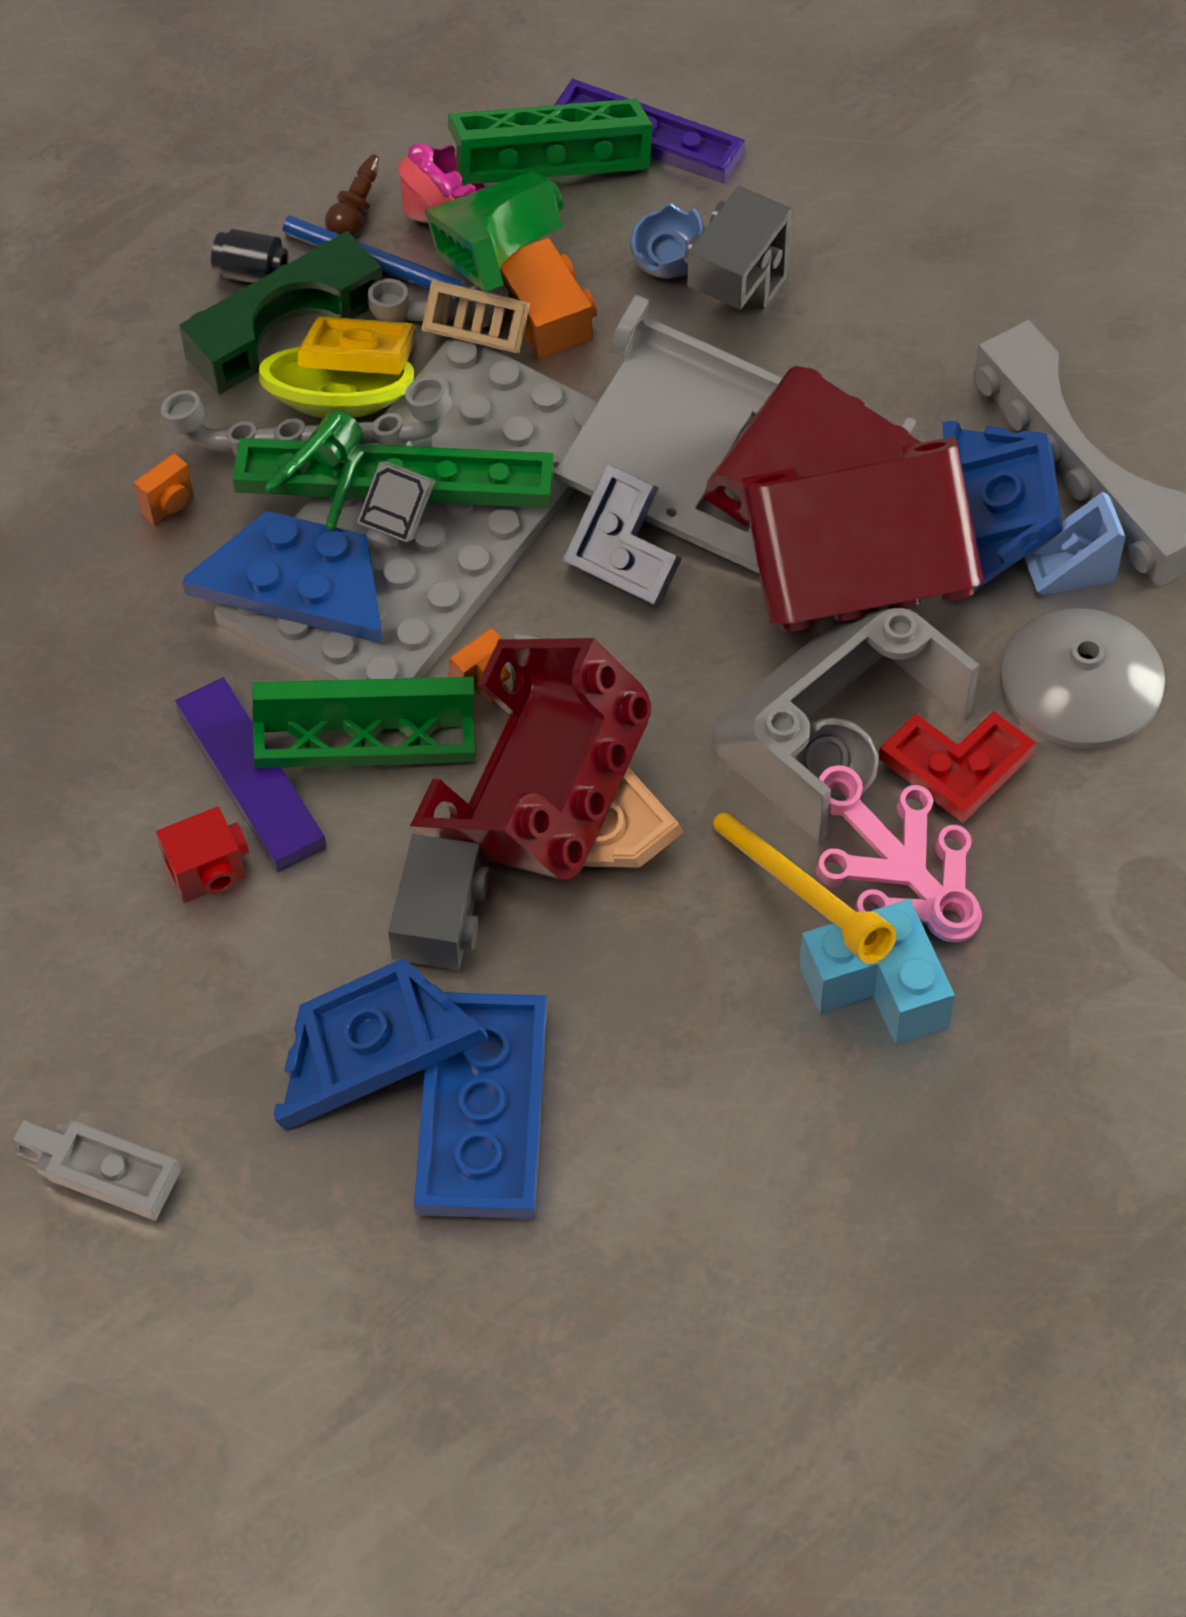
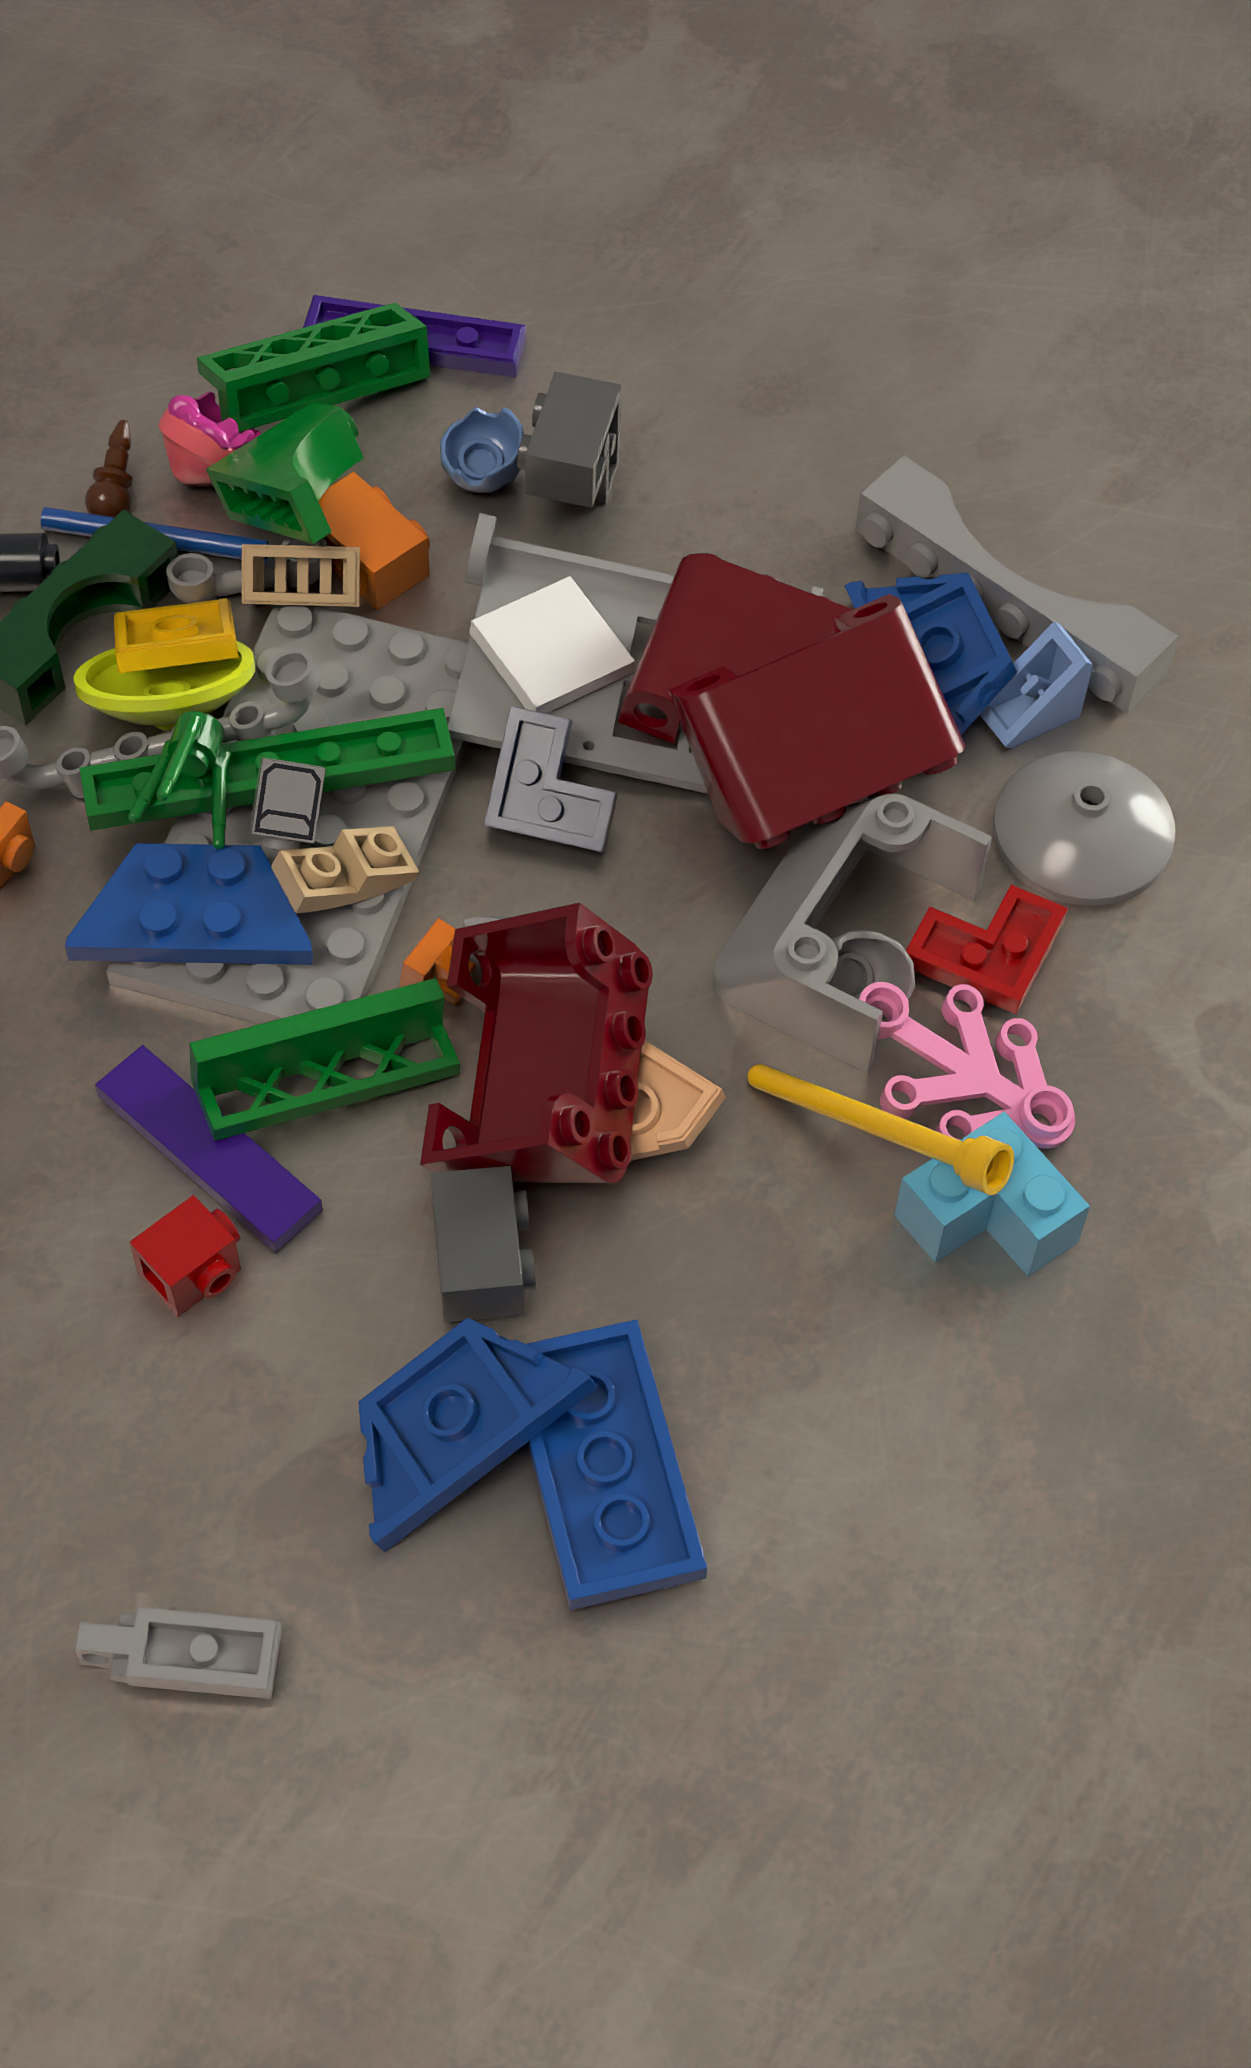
camera: 20 degrees left, 0 degrees up
(439, 572) = (352, 870): none -> tan slope
(665, 421) = (552, 646): none -> white tile

